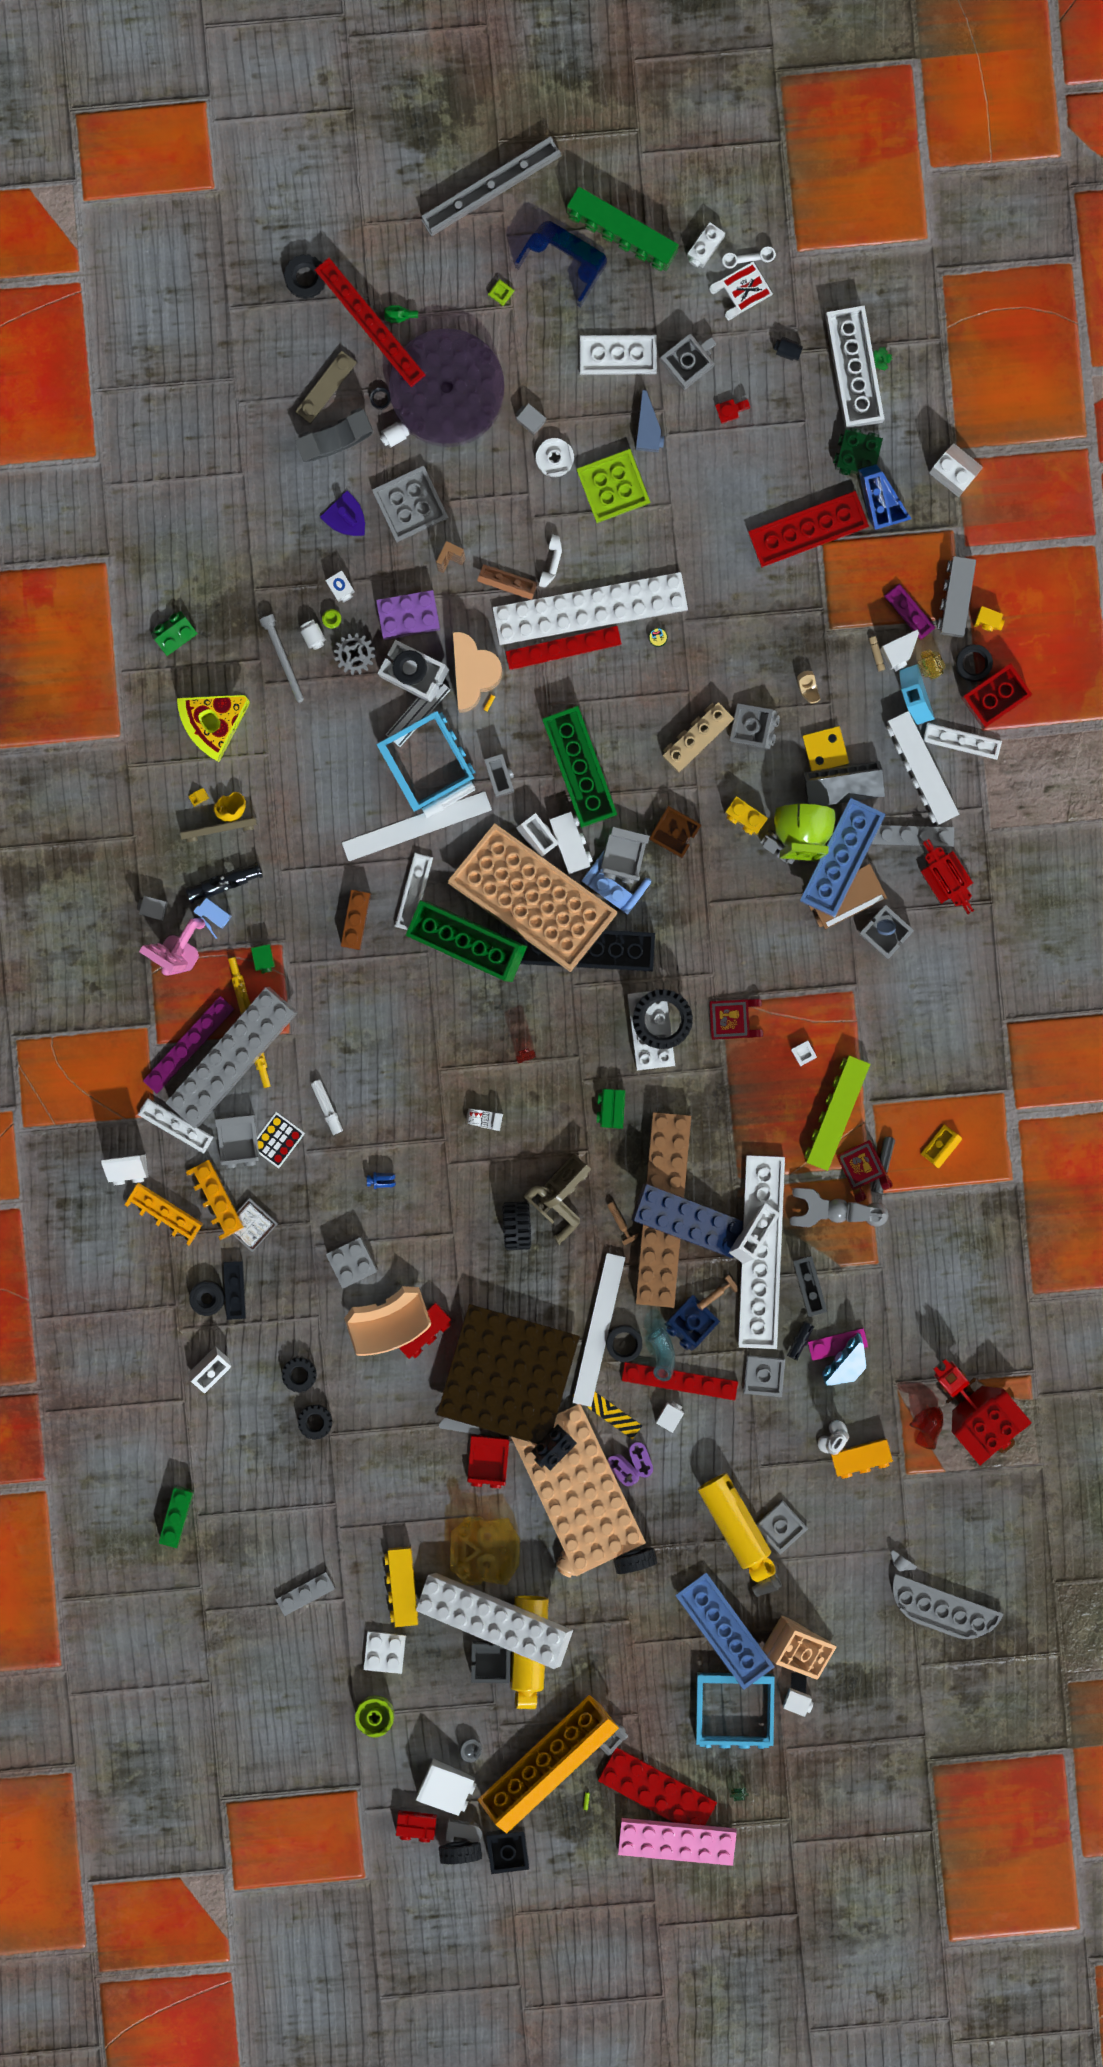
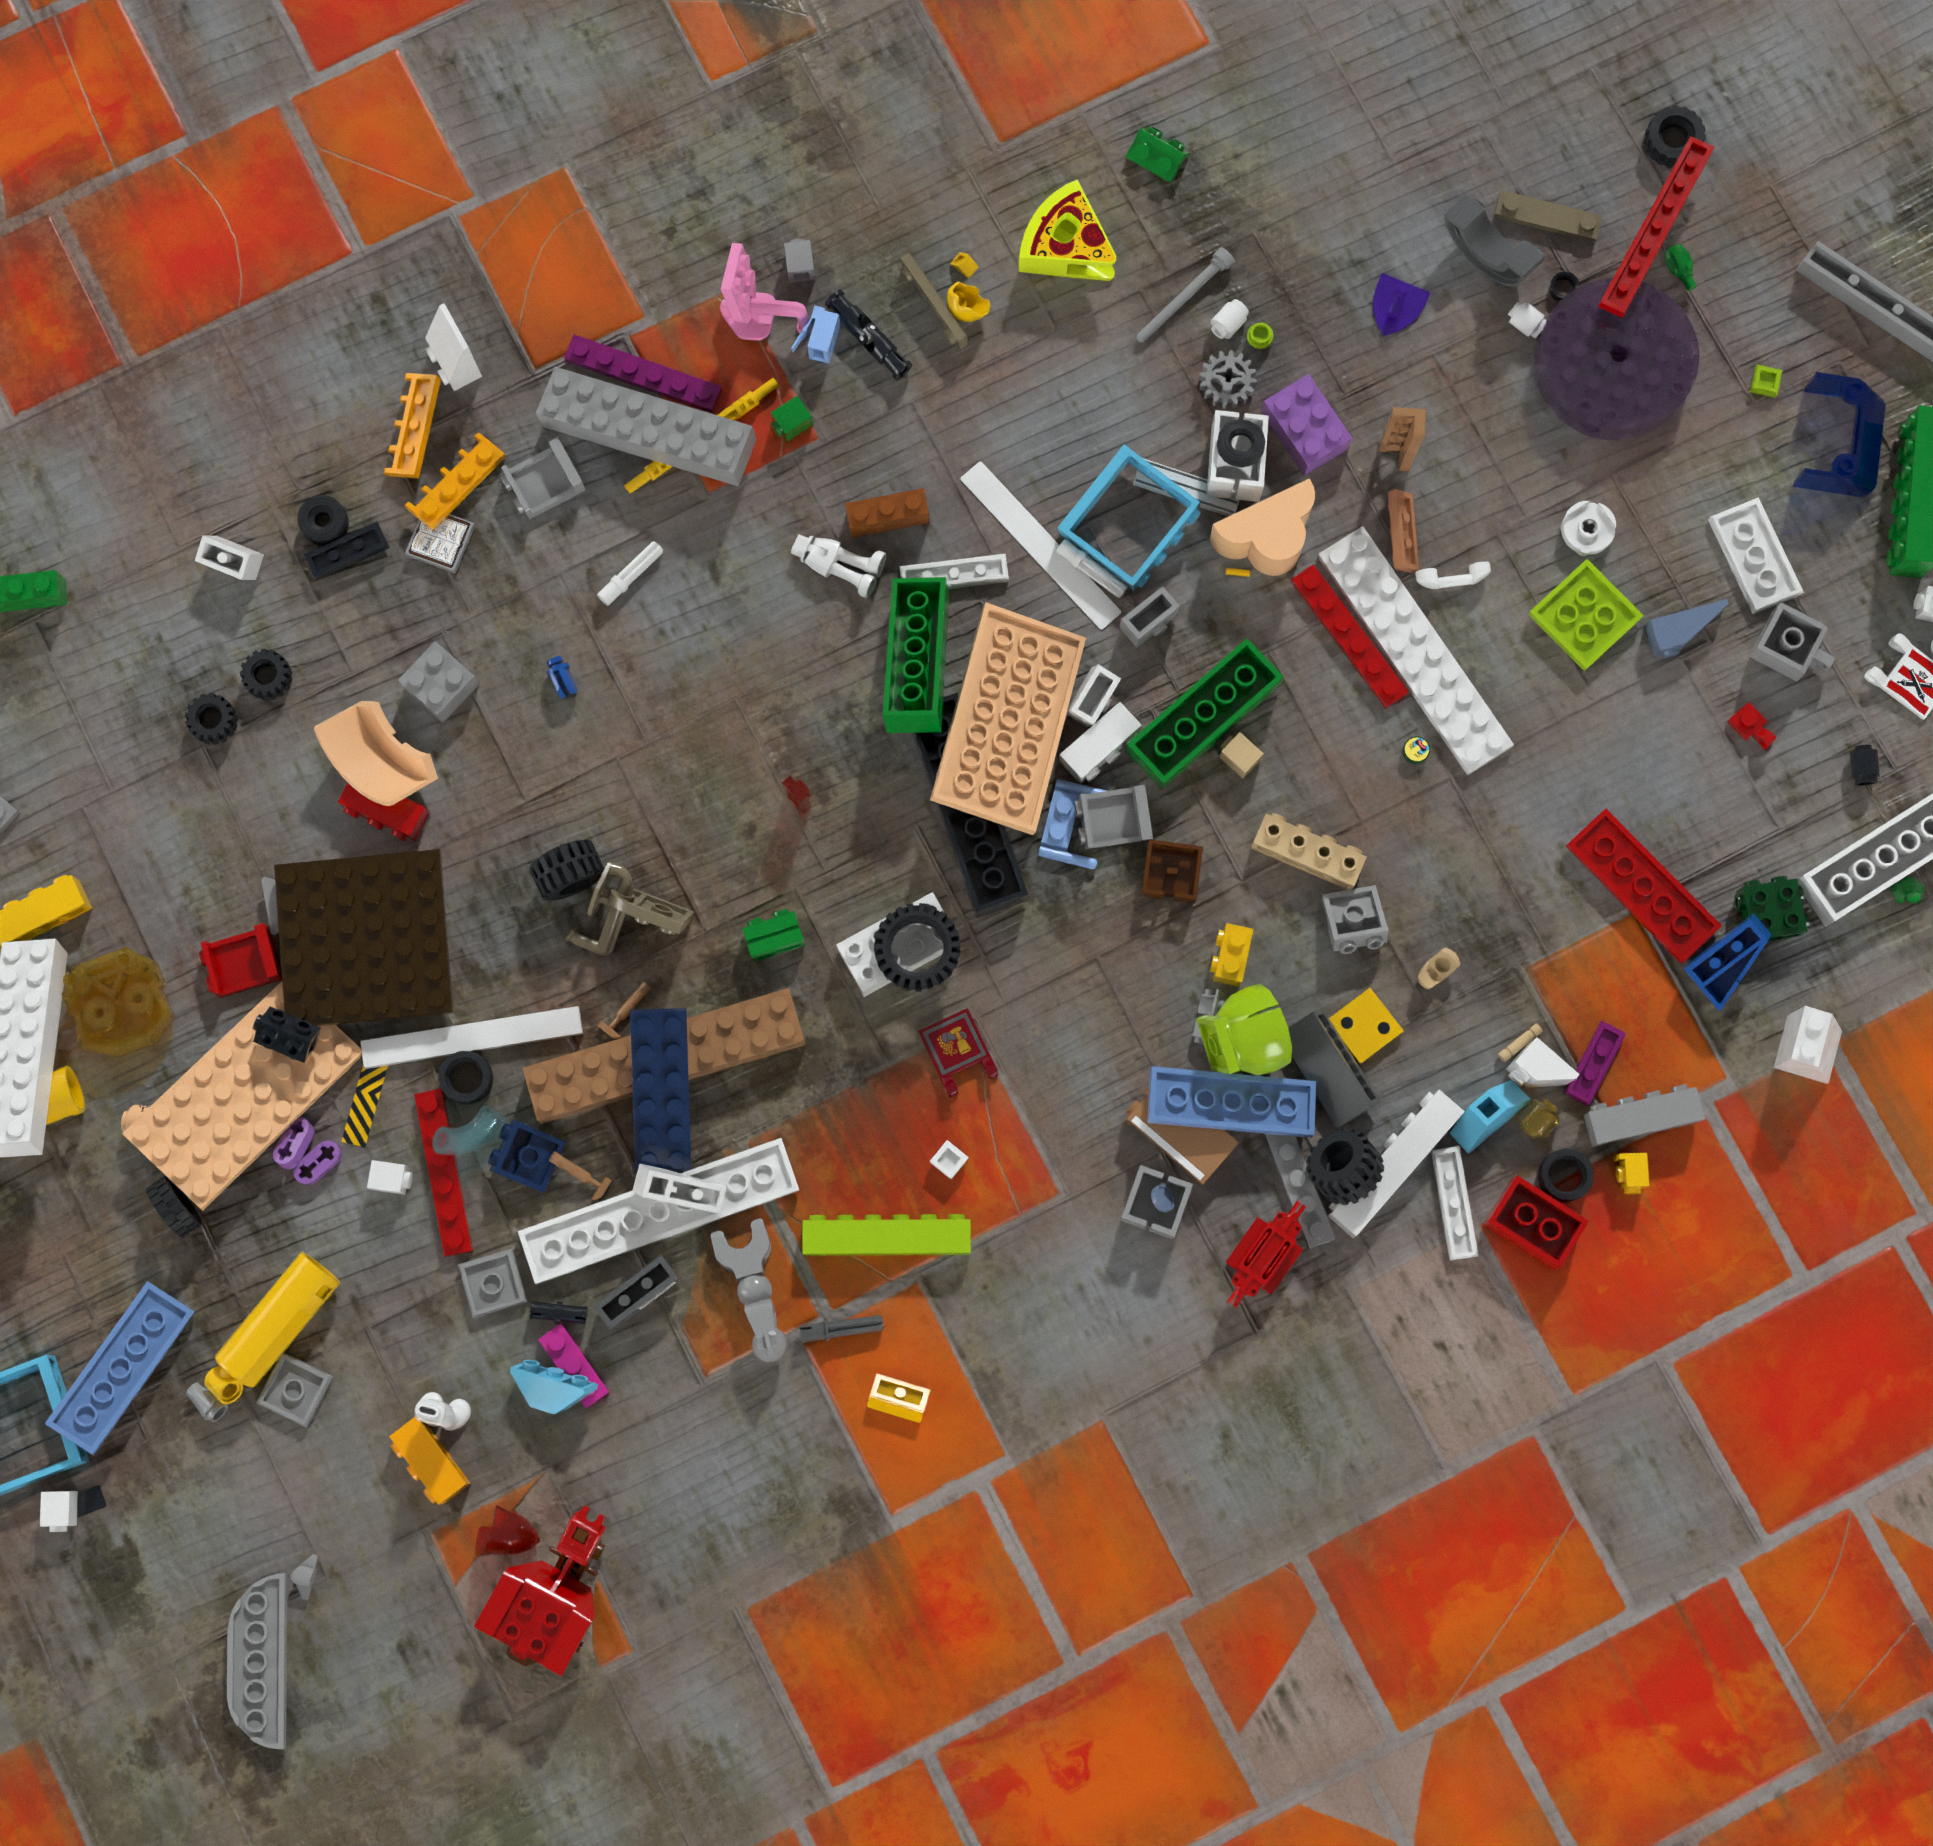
camera: 65 degrees right, 10 degrees down
(175, 1125) = (534, 382): white tile -> none
(278, 1139) = (565, 532): sticker -> none
(340, 587) = (1305, 328): white brick -> none
(366, 974) = (824, 554): none -> white piece
(410, 504) = (1448, 373): light grey plate -> none
(484, 1119) = (694, 778): white leg -> none
(530, 418) = (1624, 478): light grey brick -> none
(615, 754) = (1240, 754): none -> tan brick
(798, 1648) = (130, 1478): light nougat brick -> none
(862, 1167) = (826, 1301): dark red flag -> none
(901, 805) = (1329, 1169): none -> black tyre

